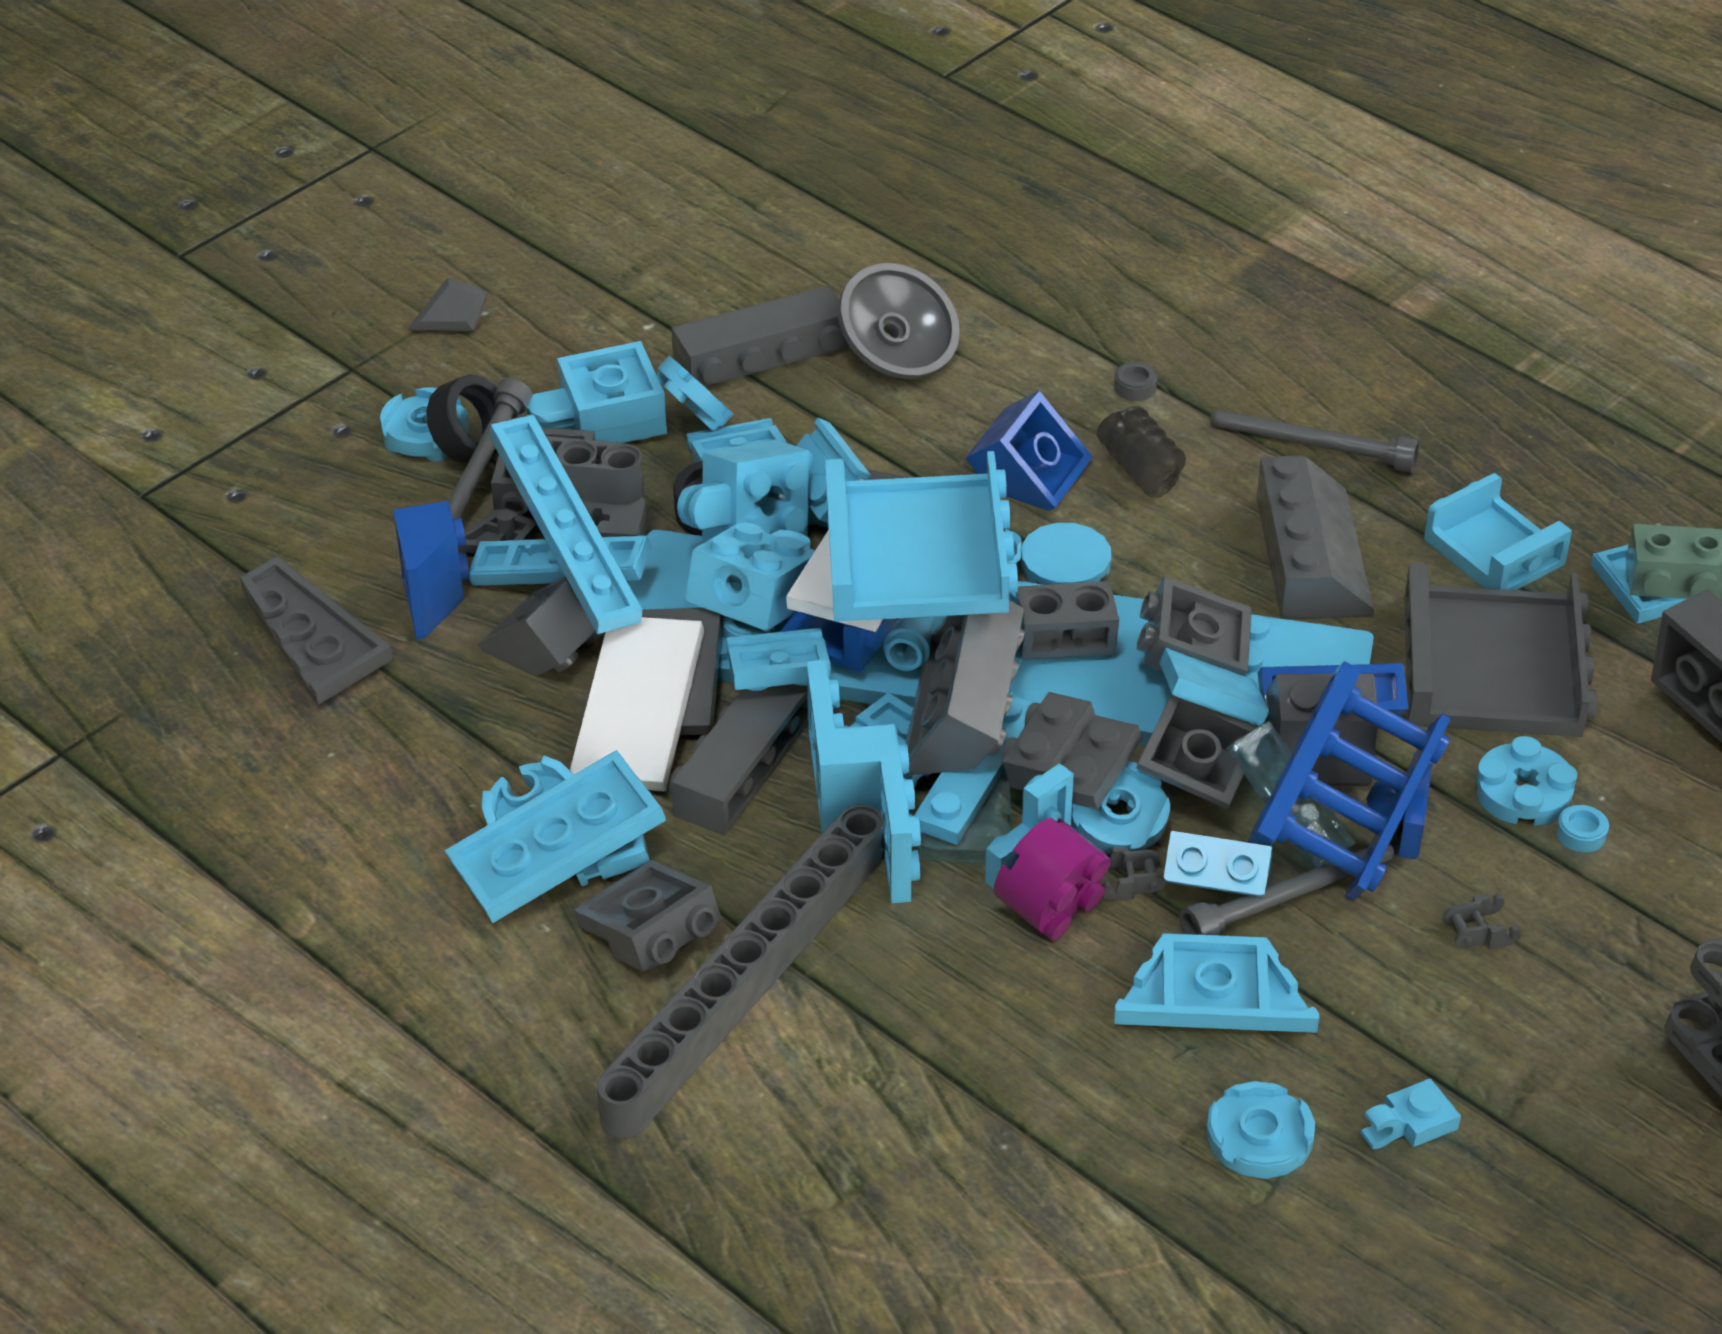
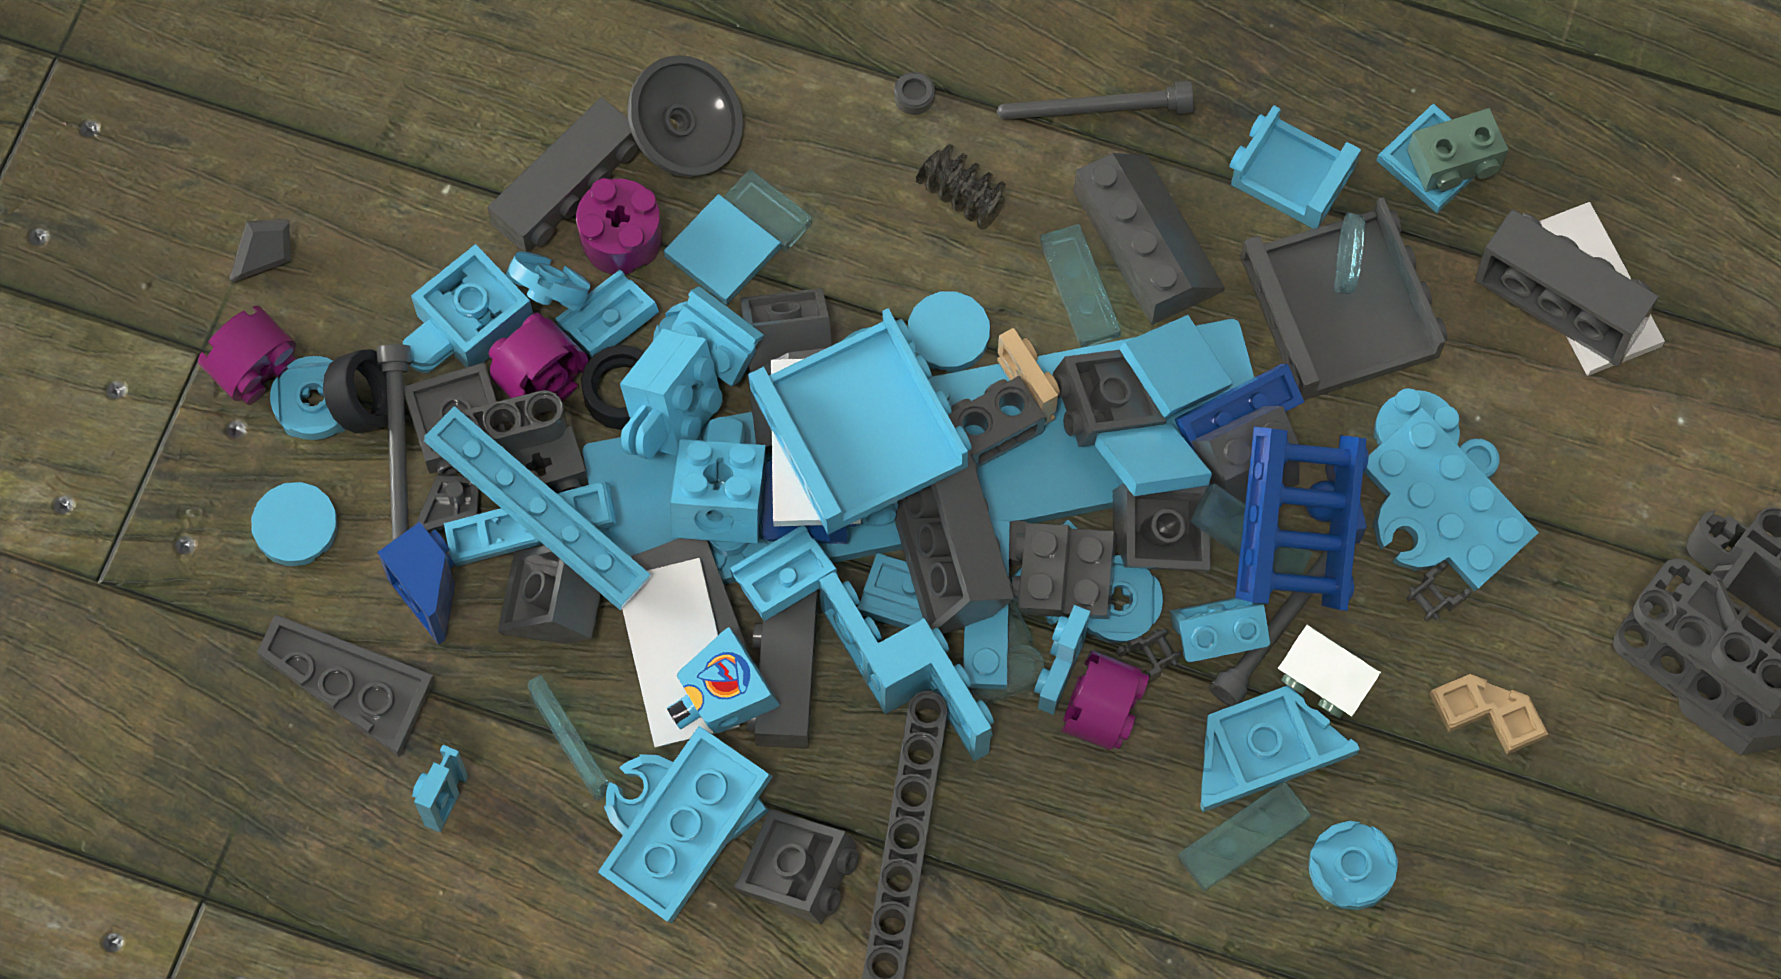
camera: 25 degrees left, 25 degrees up
(334, 723) = (438, 789): none -> medium azure plate
(344, 506) = (294, 524): none -> medium azure tile
(382, 361) = (248, 355): none -> magenta brick
(486, 728) = (568, 737): none -> clear light blue tile
(657, 435) = (536, 360): none -> magenta brick
(659, 726) = (722, 686): none -> medium azure torso
(788, 381) = (619, 225): none -> magenta brick
(884, 433) = (722, 249): none -> medium azure tile
(940, 421) = (769, 209): none -> clear light blue tile
(1035, 450) = (867, 227): blue slope -> none
(1121, 571) = (1020, 359): none -> tan plate
(1149, 1061) = (1244, 836): none -> clear light blue tile
(1222, 555) = (1080, 286): none -> clear light blue tile
(1279, 629) = (1176, 366): none -> medium azure tile
(1318, 936) = (1328, 671): none -> brick
(1414, 1112) = (1460, 803): medium azure plate -> none
(1474, 1027) = (1508, 711): none -> tan tile
(1518, 607) = (1349, 253): none -> clear light blue tile
(1522, 843) = (1443, 504): none -> medium azure plate

